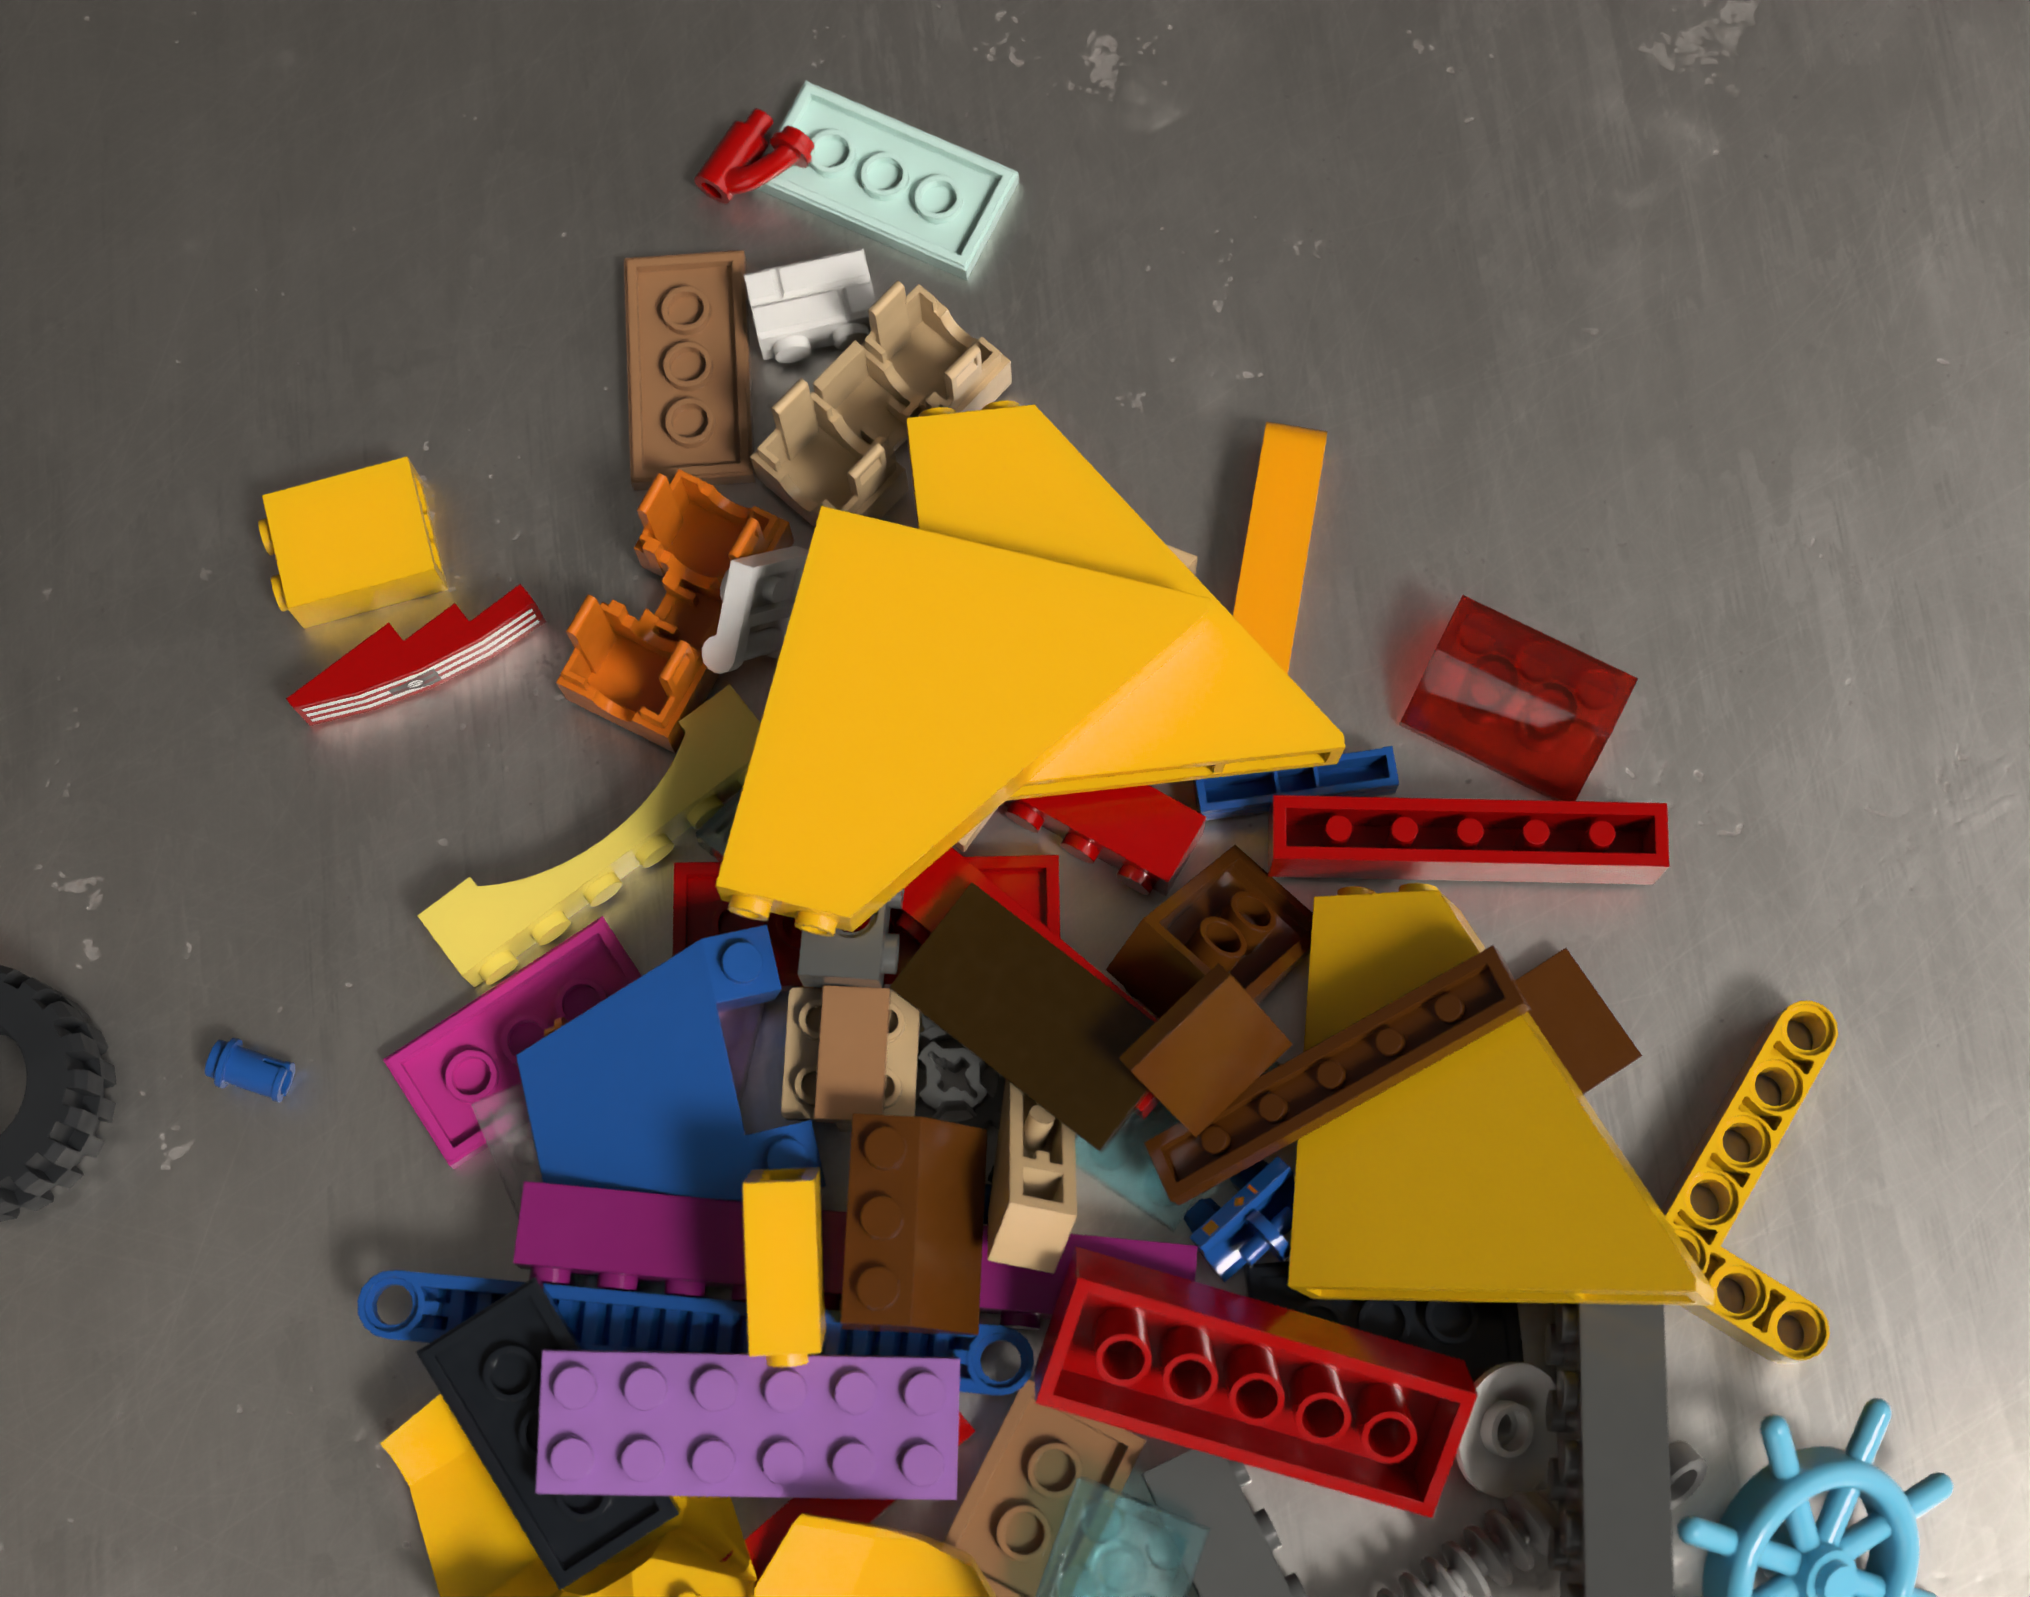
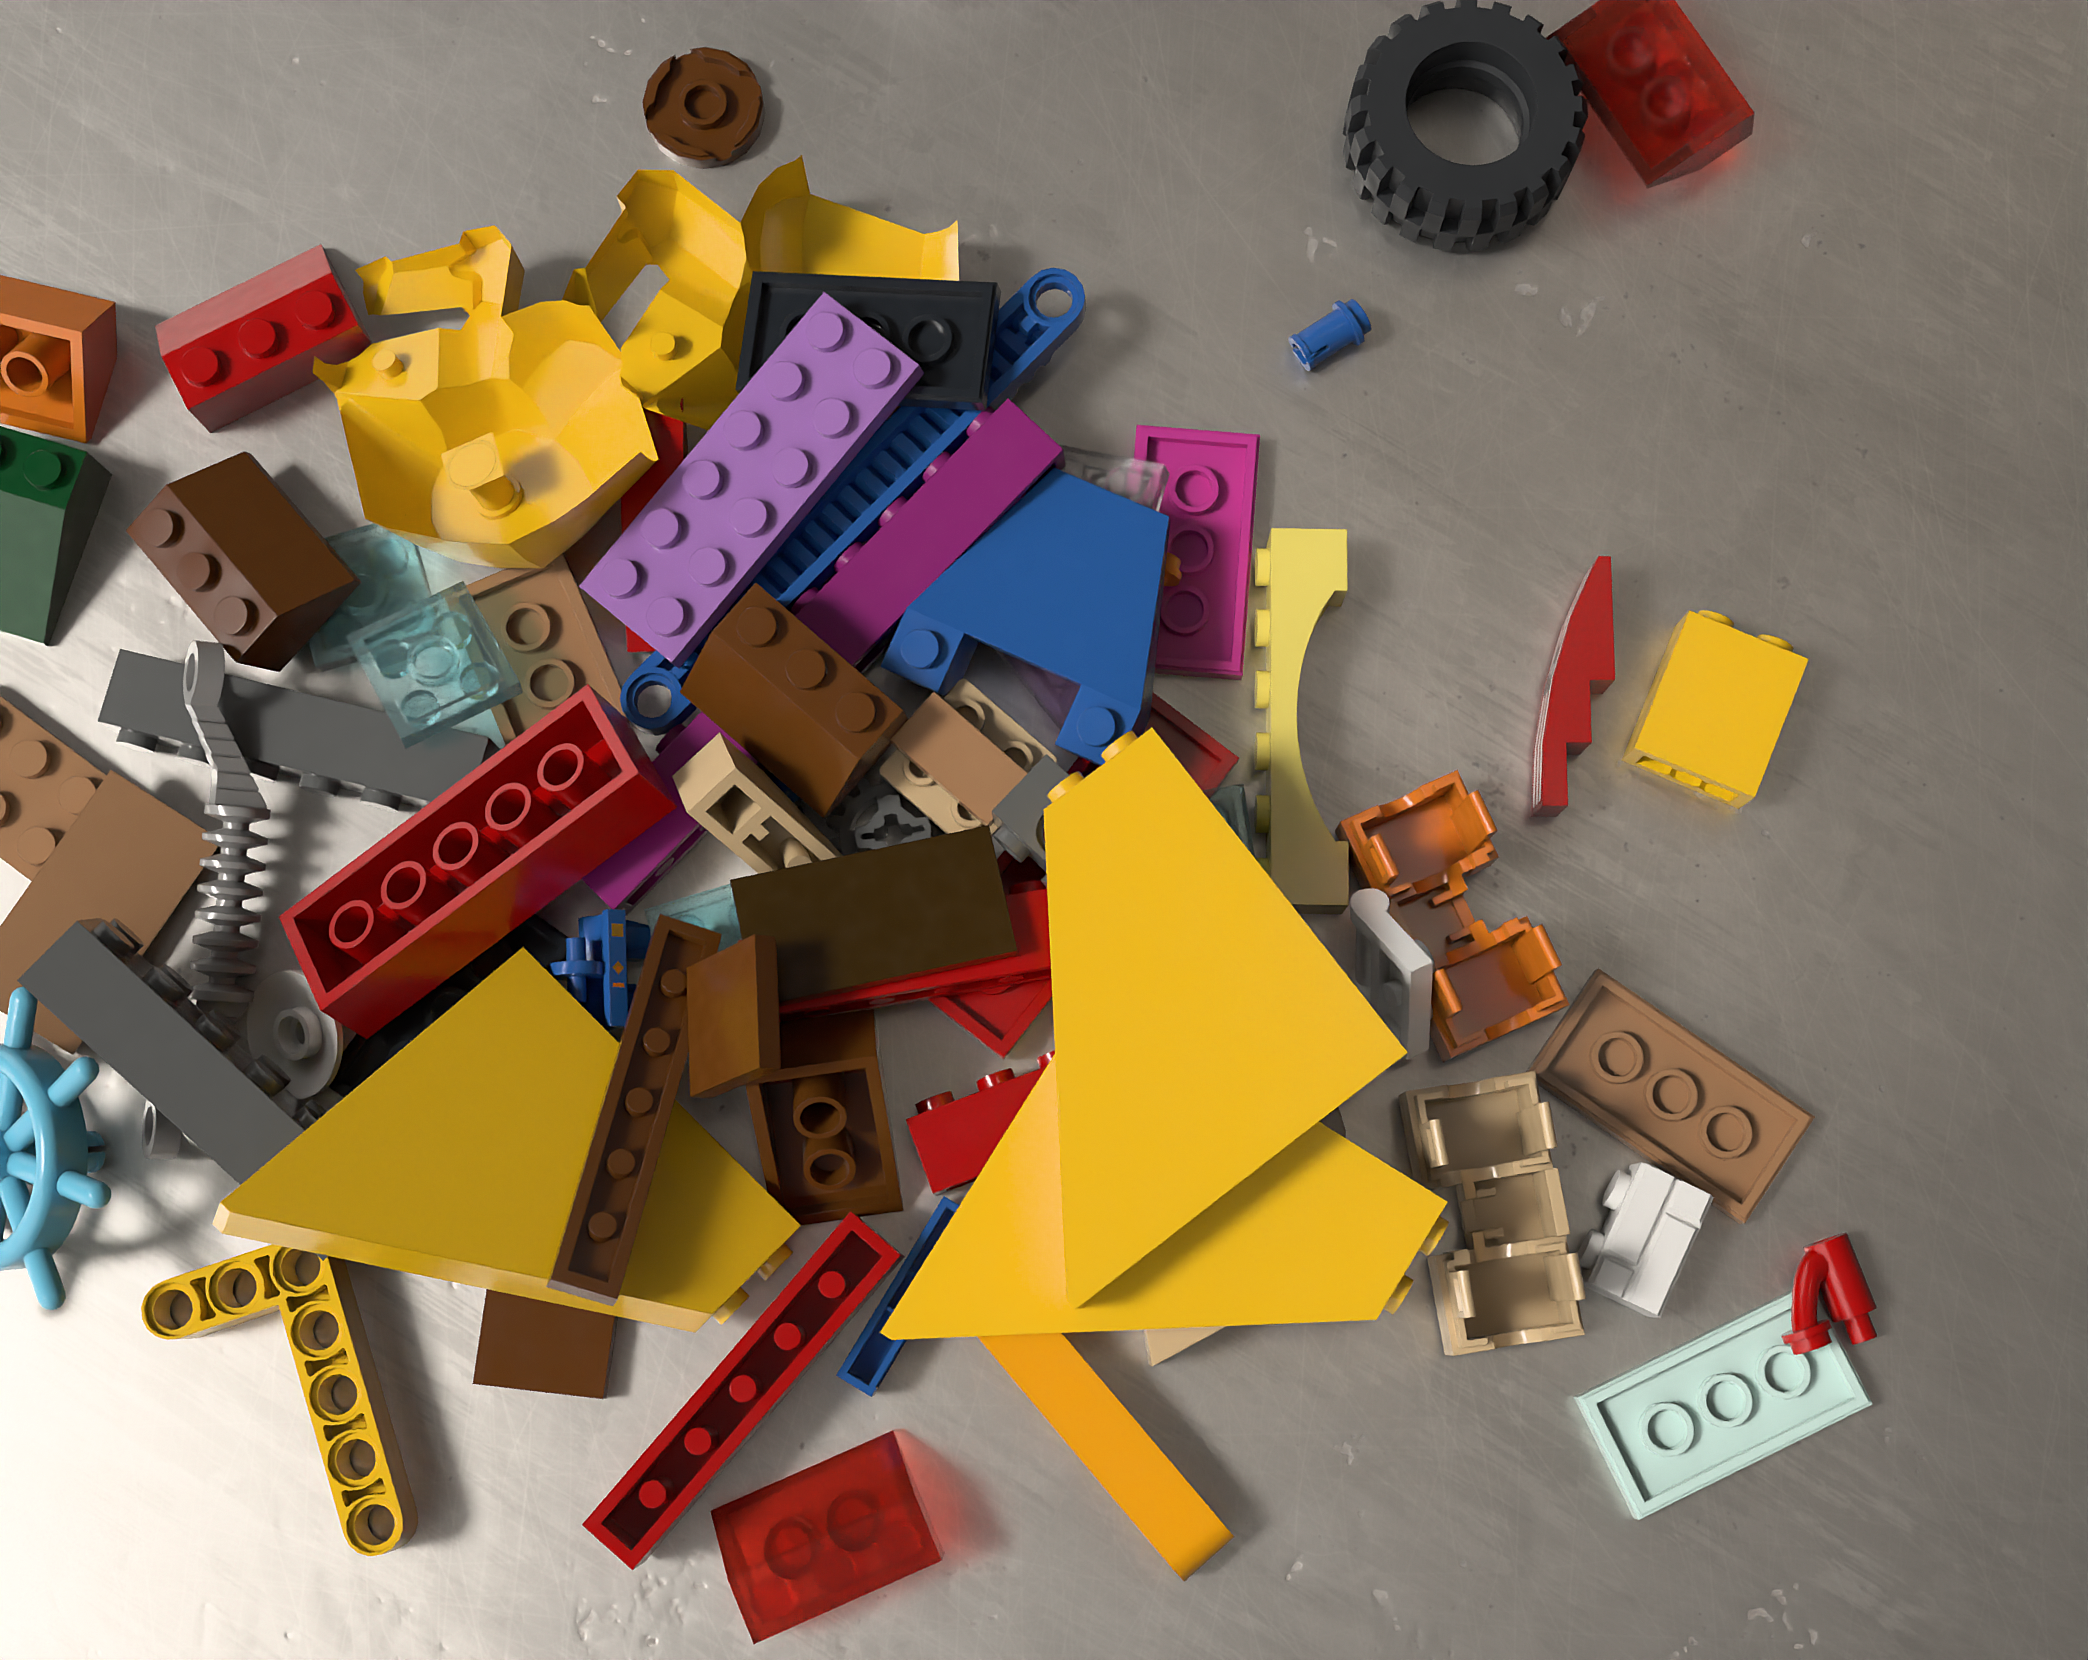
camera: 125 degrees right, 5 degrees up
(784, 1264) = (835, 577): yellow brick -> none

